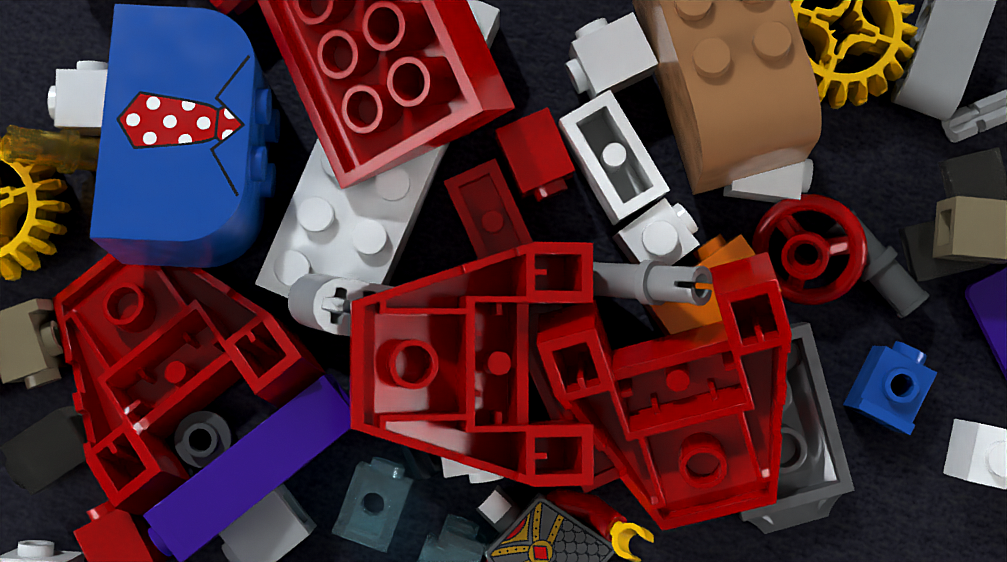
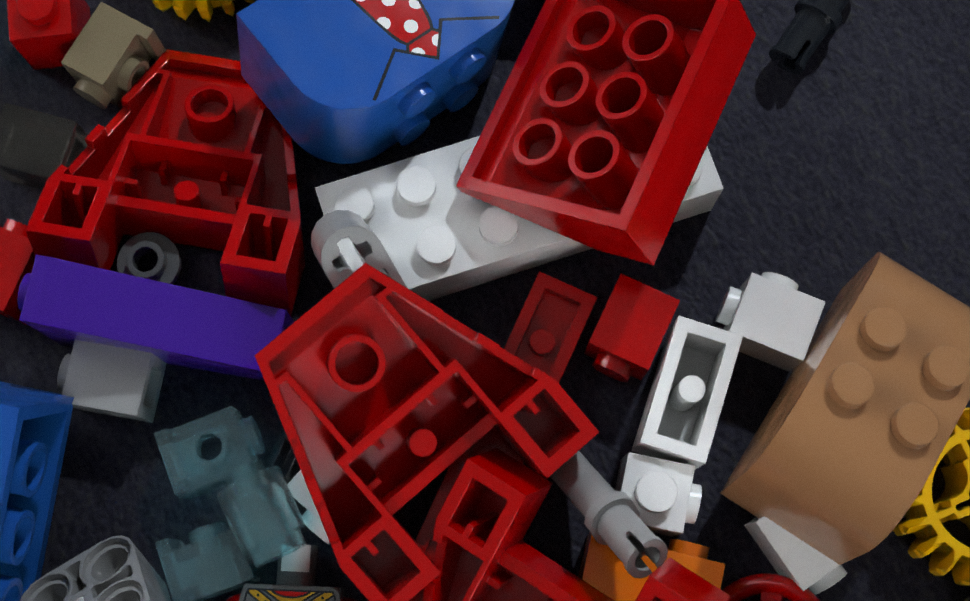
camera: 50 degrees right, 10 degrees down
(449, 505) = (261, 512): none -> clear light blue brick

